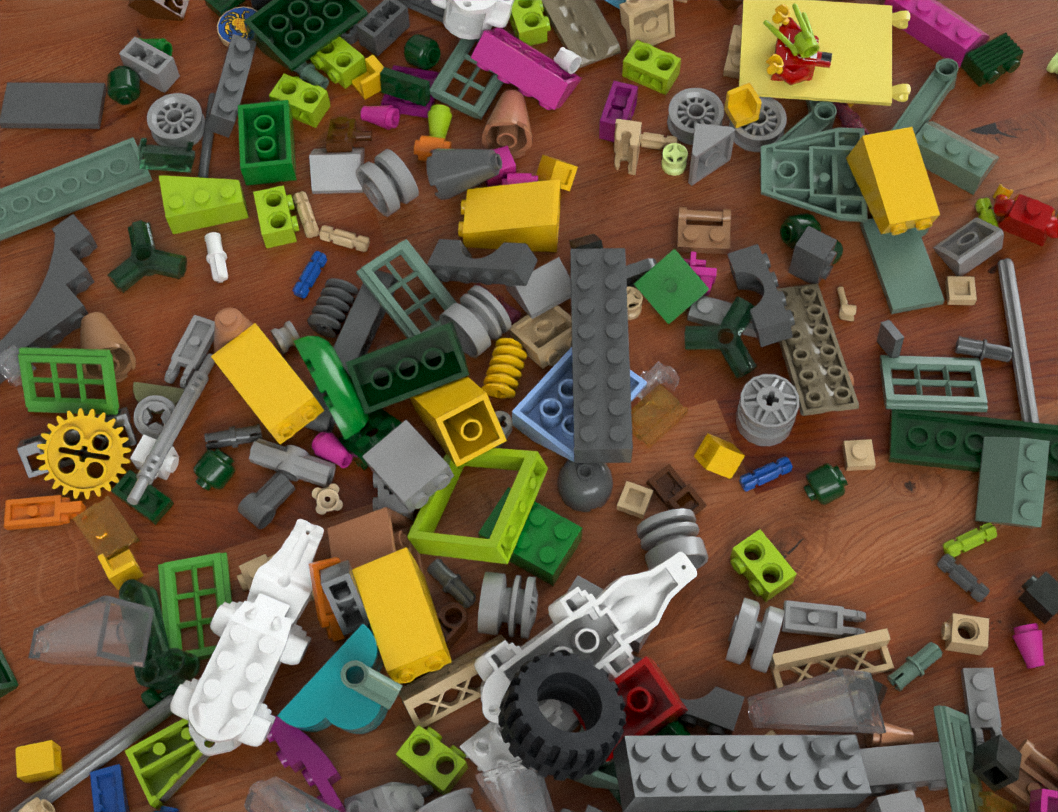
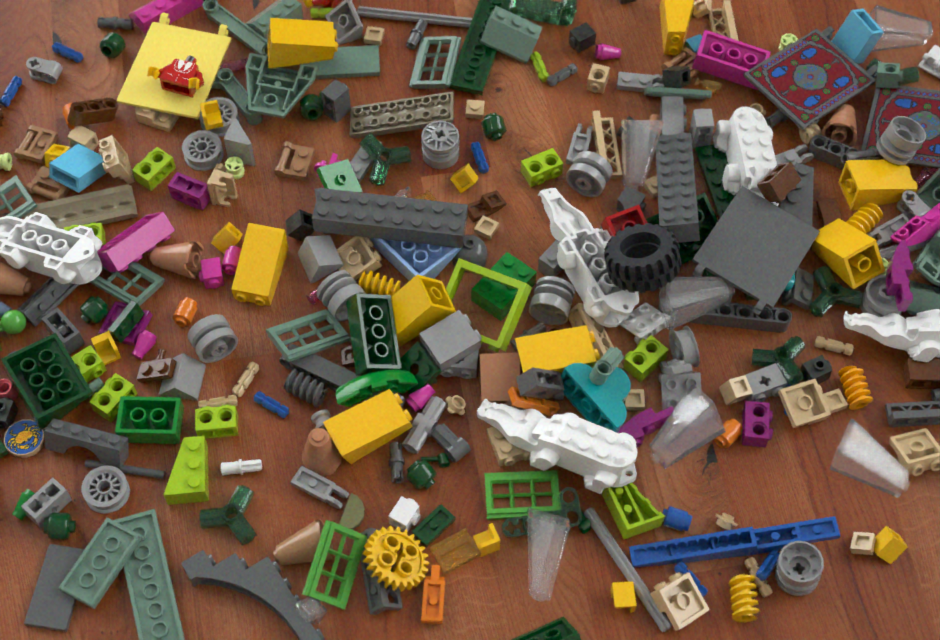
camera: 85 degrees left, 5 degrees down
(76, 135) = (100, 563): none -> sand green tile
(143, 415) = (372, 503): light grey gear -> none
(166, 157) = (140, 494): clear green hinge -> none
(171, 430) = (389, 494): light grey axle -> none
(240, 494) = (441, 458): none -> dark green hand
(359, 750) = (635, 400): none -> tan plate
(439, 120) = (161, 306): lime cone -> none
(460, 169) = (217, 286): dark grey cone -> none
(507, 266) = (309, 263): dark grey arch -> none
(568, 60) = (134, 215): white hose -> none
(671, 533) = (524, 207): light grey wheel -> none
(769, 316) = (336, 136): dark grey arch -> none
(805, 42) = (182, 62): lime plant -> none
(846, 311) = (374, 96): tan hand -> none
(890, 339) = (402, 75): dark grey tile -> none
(915, 666) = (613, 106): sand green axle -> none

